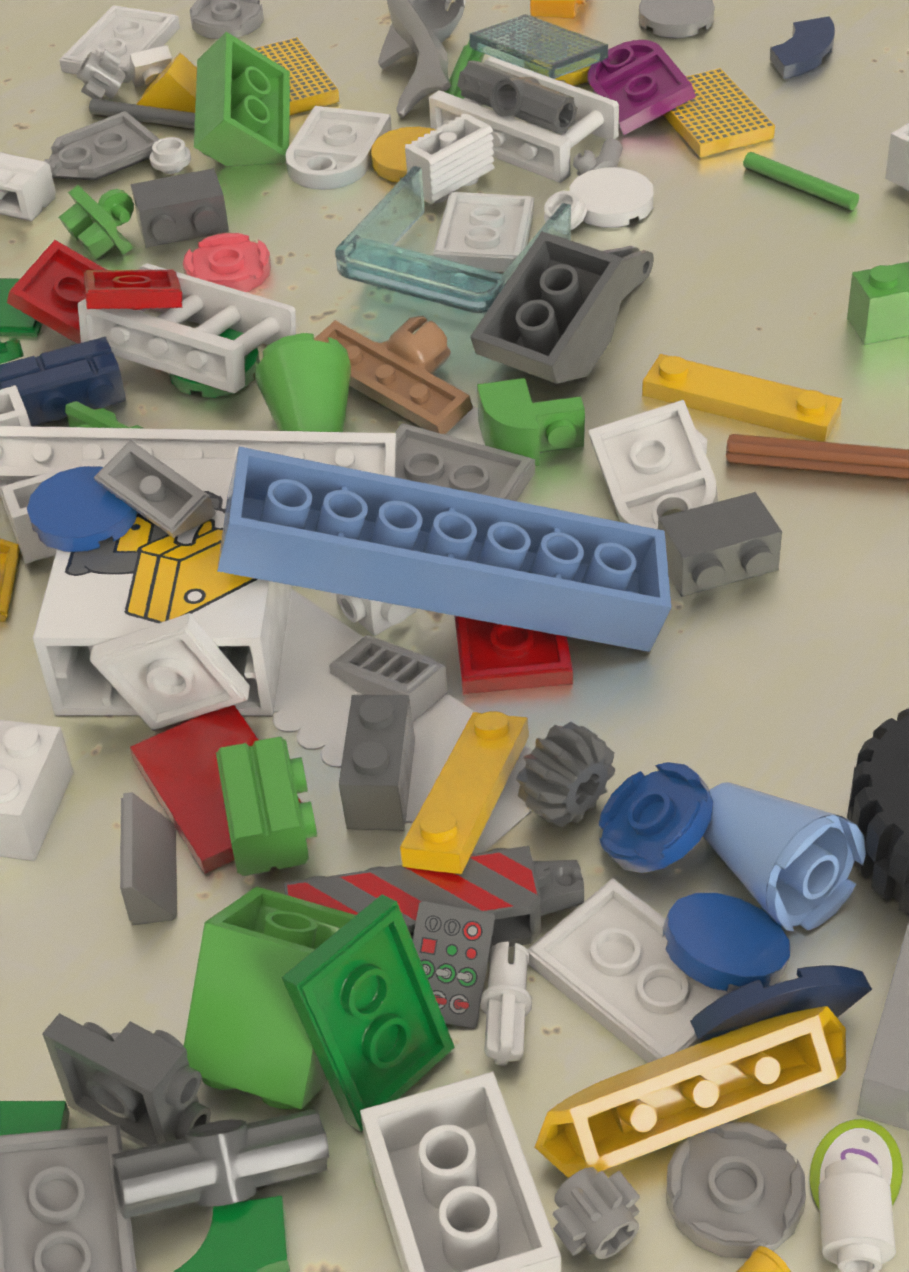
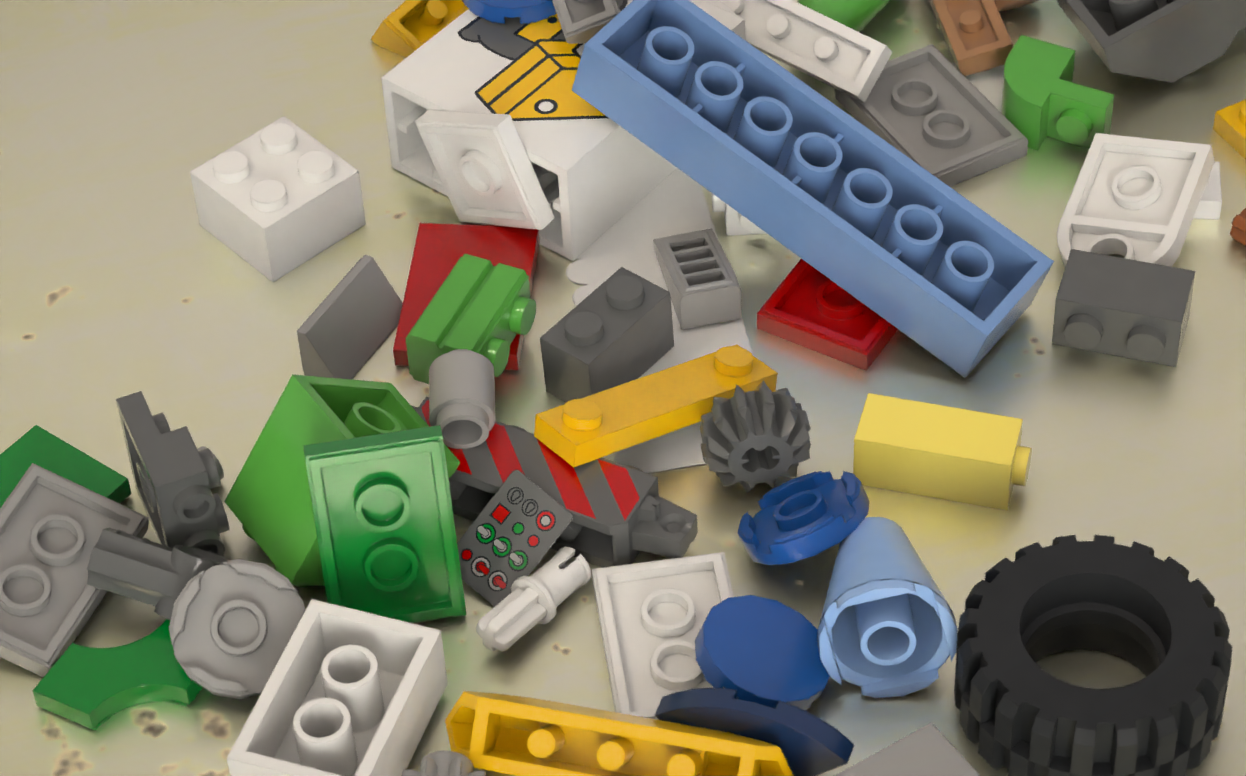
camera: 35 degrees right, 0 degrees up
(301, 1176) = (234, 626): none -> light grey tile
(329, 866) = (462, 397): none -> light grey brick
(696, 713) = (940, 451): none -> light yellow brick

